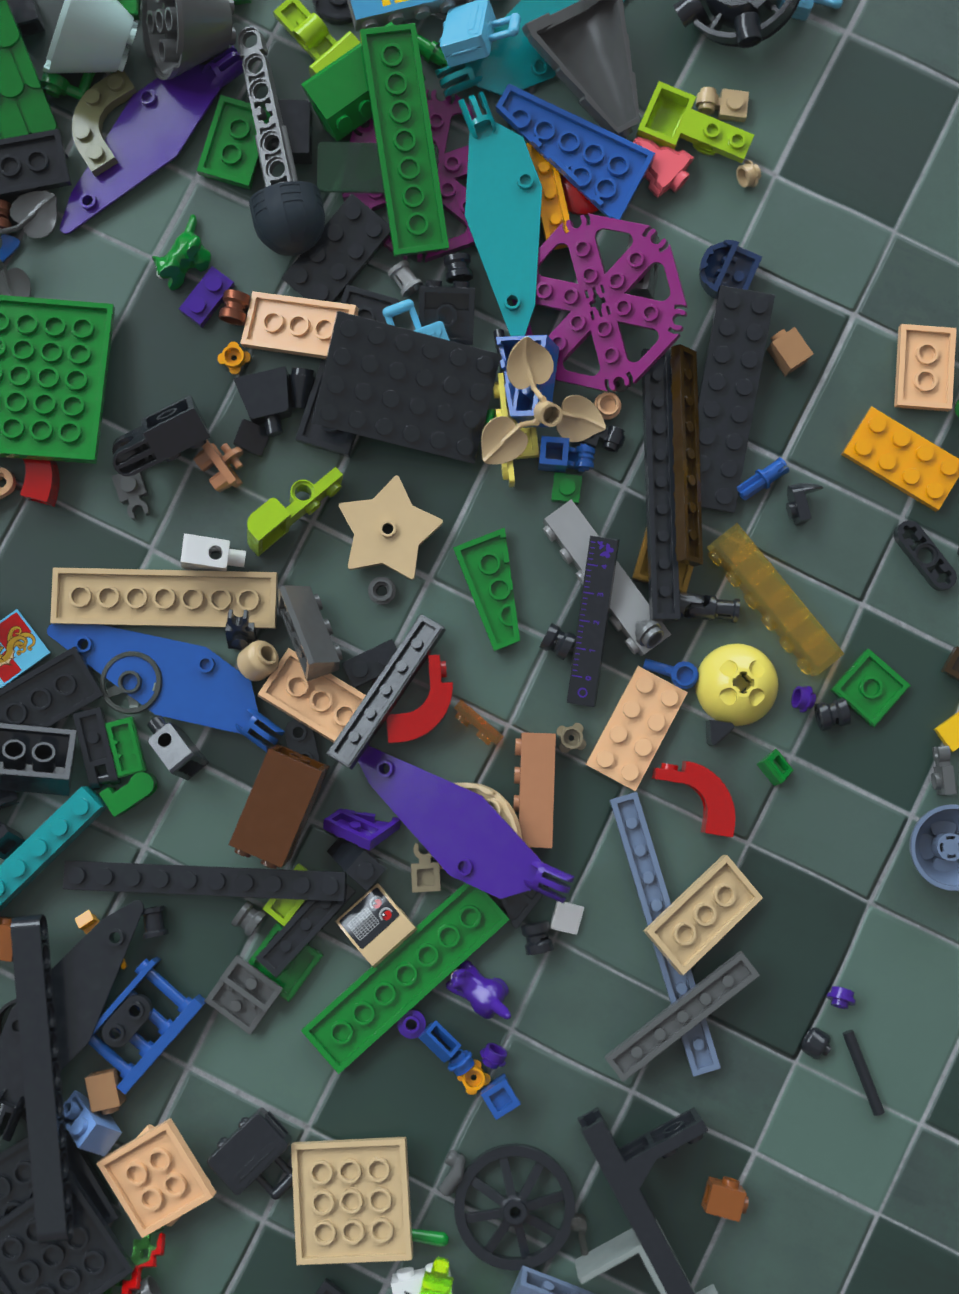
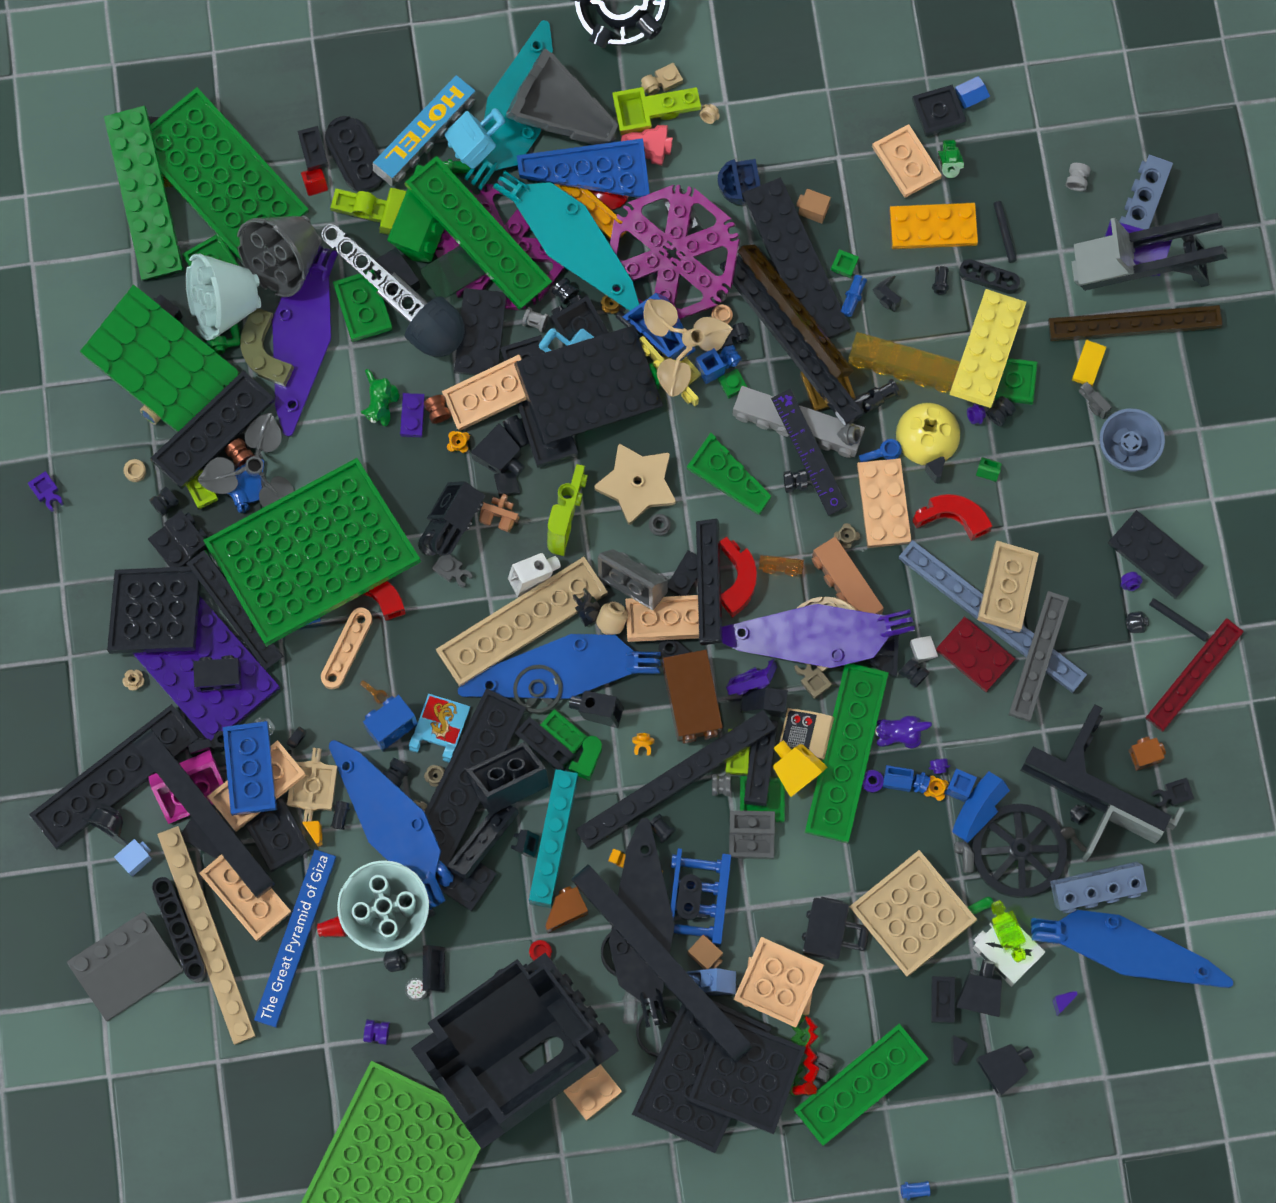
camera: 30 degrees left, 10 degrees down
(200, 814) = (642, 740): none -> light orange plate
(338, 959) = (796, 767): none -> yellow torso
(490, 315) = (608, 308): none -> pearl gold plate
(504, 1135) = (980, 806): none -> blue slope
(606, 1212) = (1079, 814): none -> black plate
(617, 960) = (975, 654): none -> dark red plate
(726, 1261) = (1176, 792): none -> black plate
(778, 437) = (844, 263): none -> green plate
(837, 1144) = (1194, 675): none -> dark red tile
(864, 531) = (941, 276): none -> black pin
(866, 637) = (988, 348): none -> light yellow plate
(889, 984) = (1155, 554): none -> black plate

